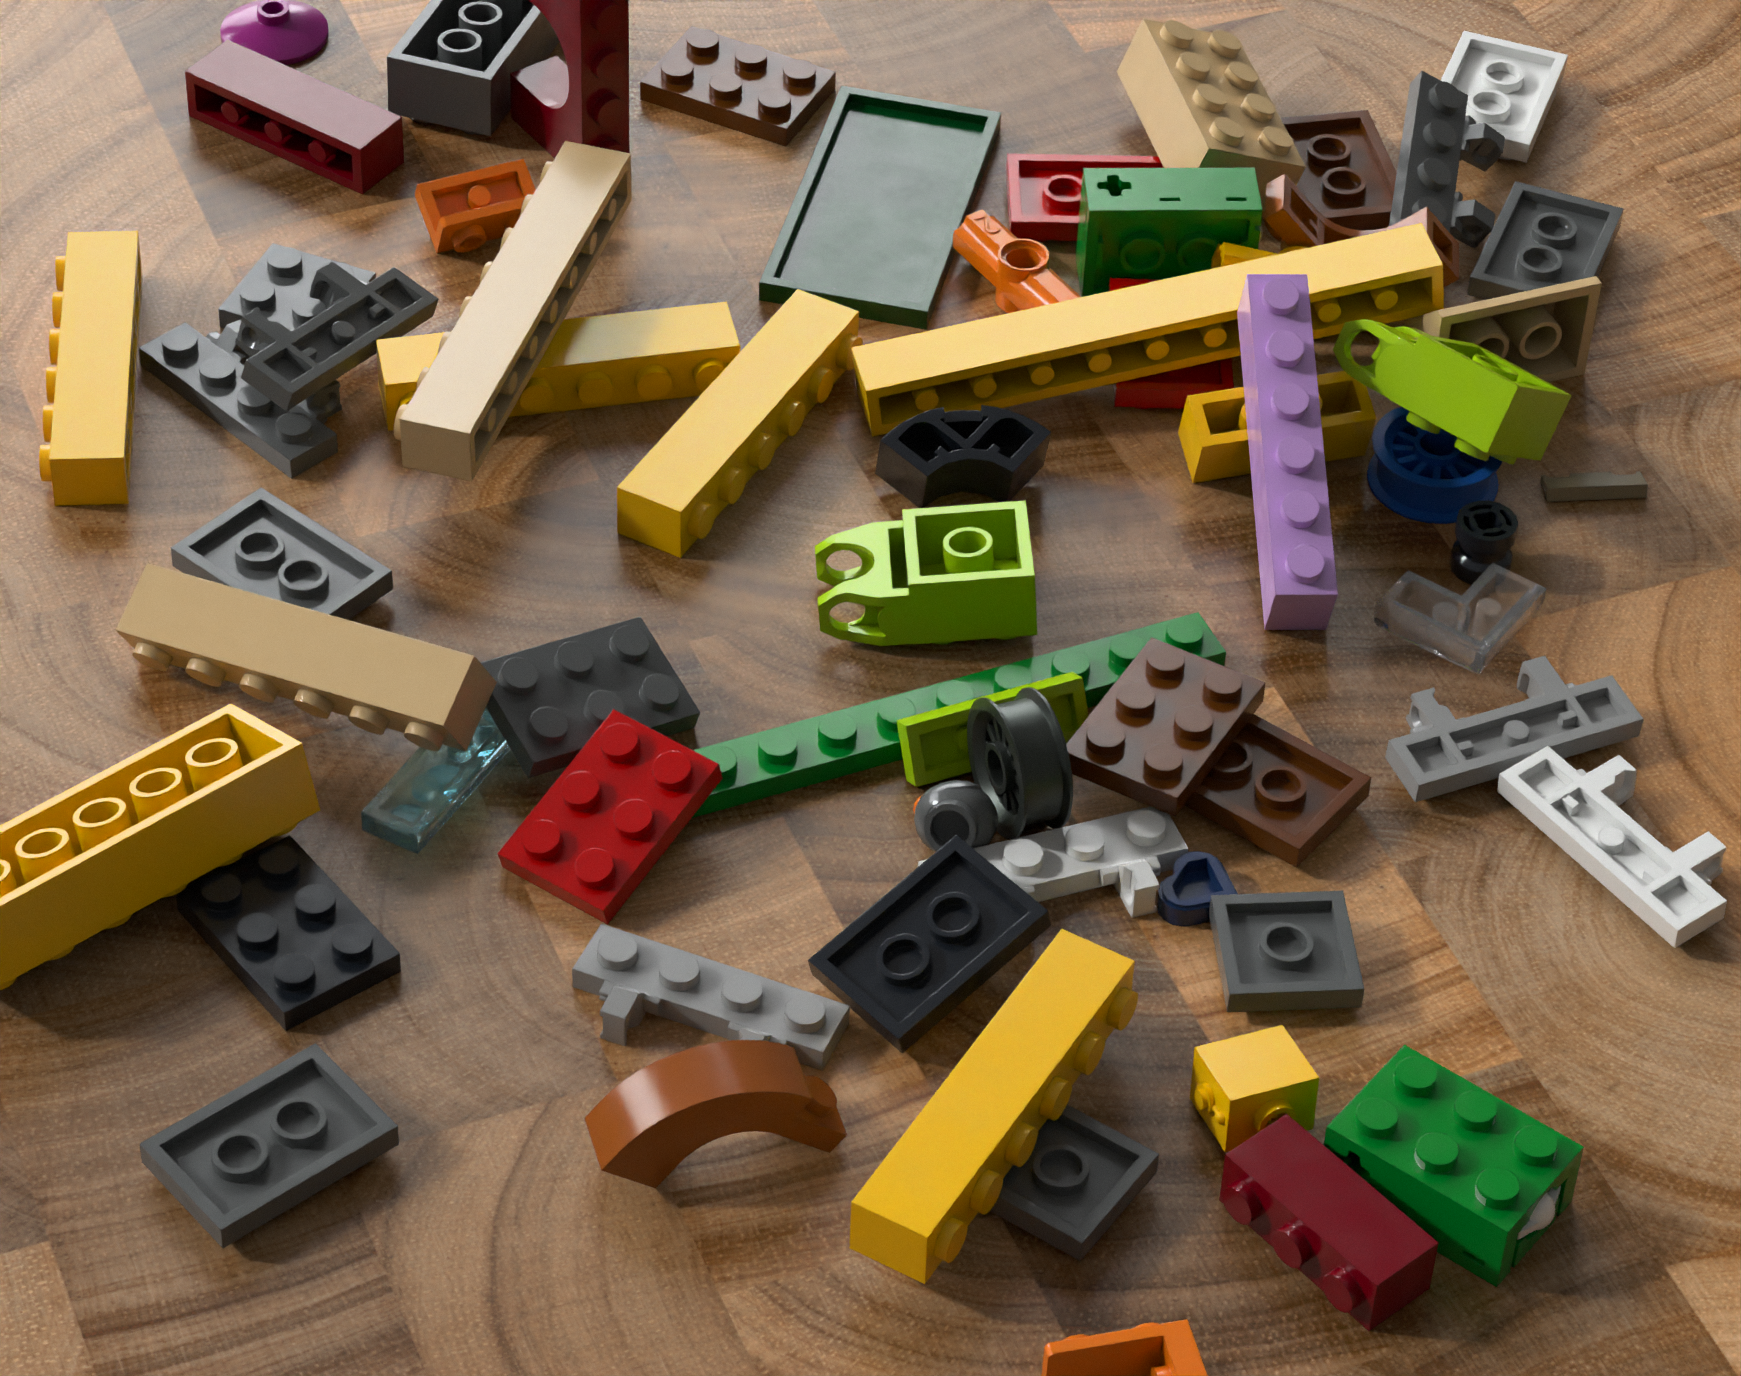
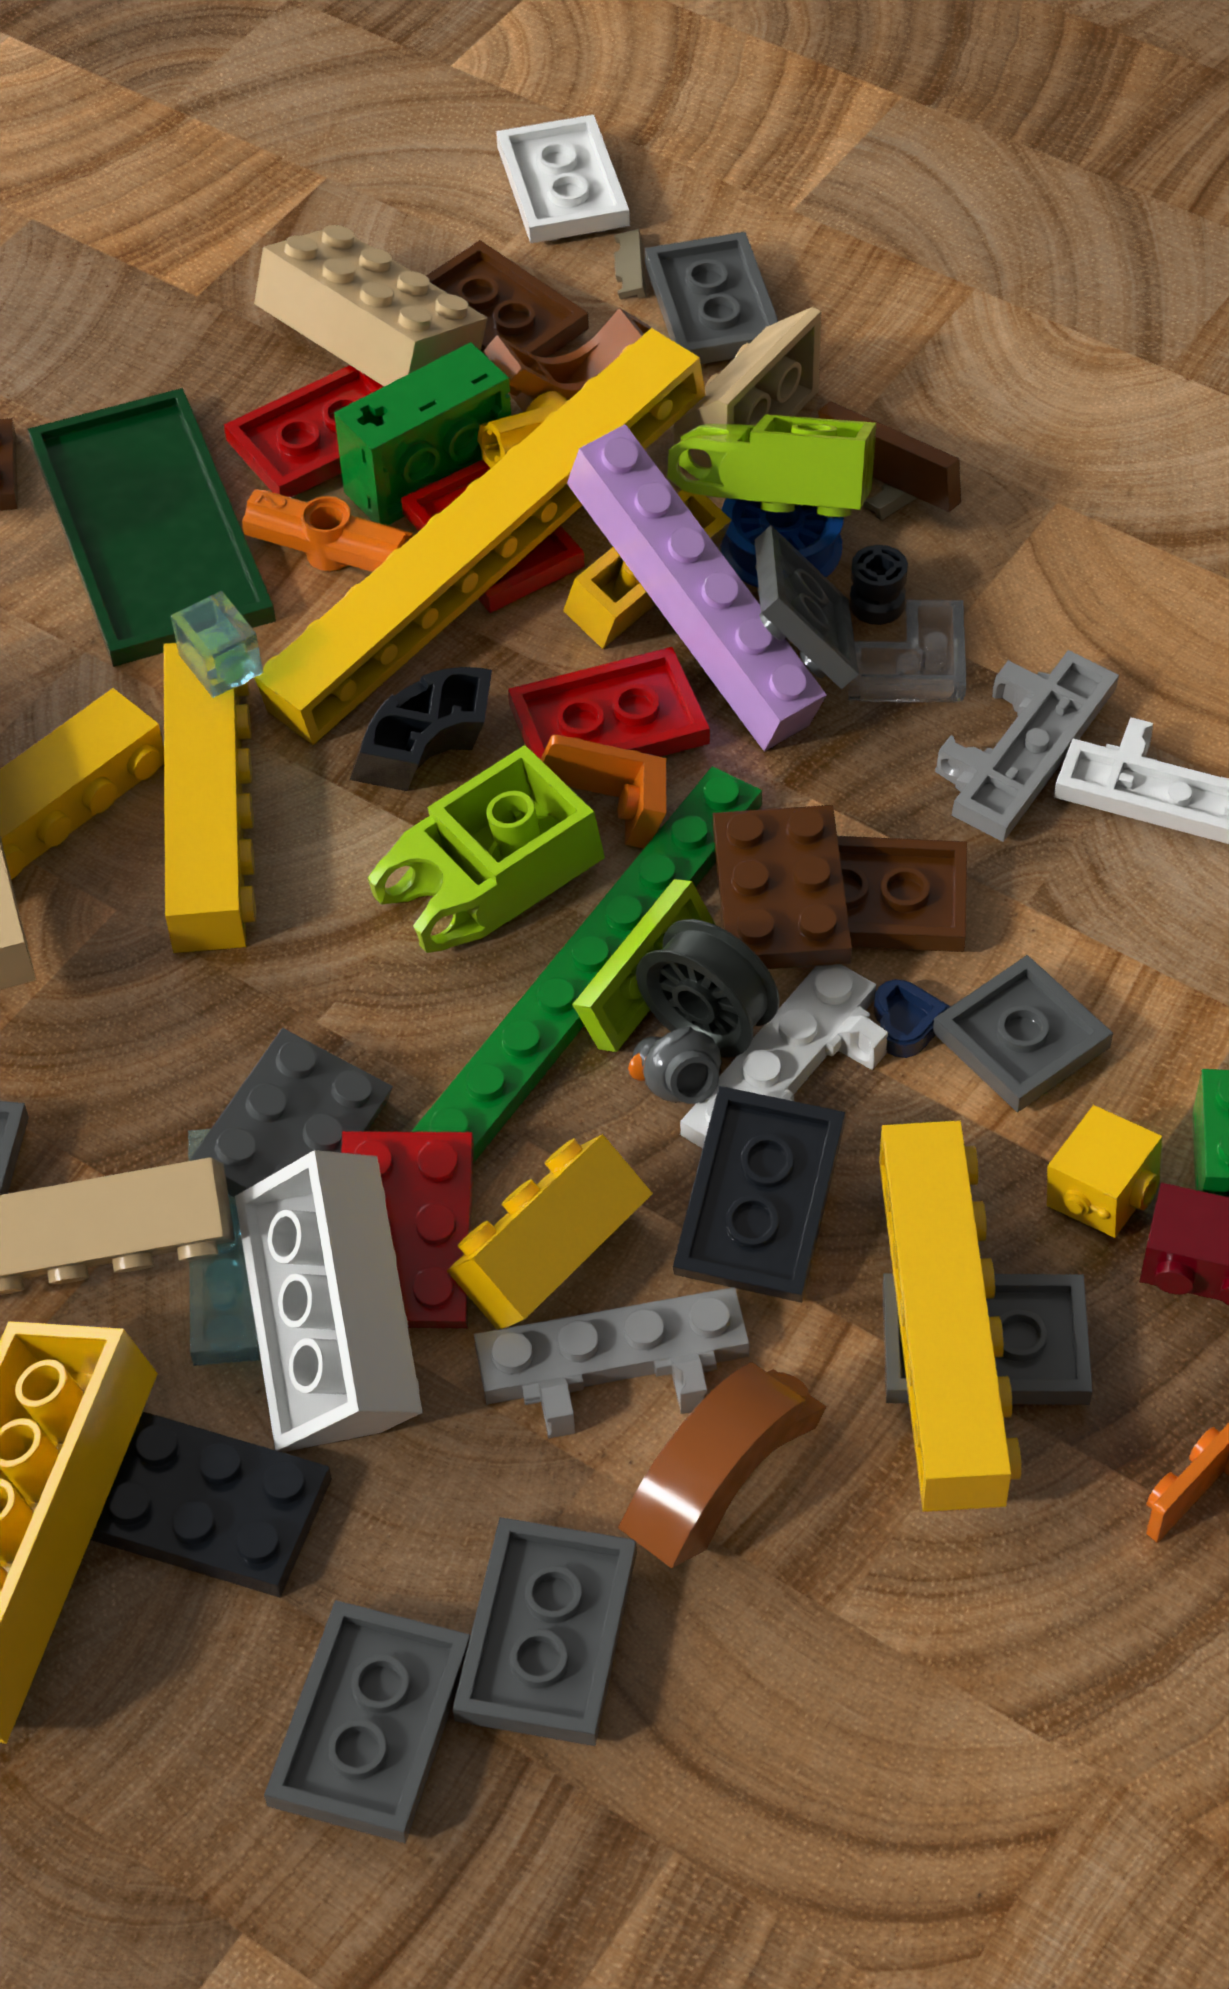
camera: 30 degrees left, 10 degrees up
(464, 1162) = (546, 1631): none -> dark grey plate
(495, 824) = (327, 1301): none -> white slope
(722, 872) = (547, 1230): none -> yellow brick
(832, 302) = (217, 644): none -> clear light blue brick
(1095, 565) = (616, 772): none -> orange bracket
(1141, 531) = (622, 704): none -> red plate
(1377, 515) = (805, 609): none -> dark grey plate
(1431, 145) = (565, 247): dark grey hinge -> none
(1498, 189) = (630, 264): none -> dark tan piece
(1593, 451) = (908, 462): none -> reddish brown tile

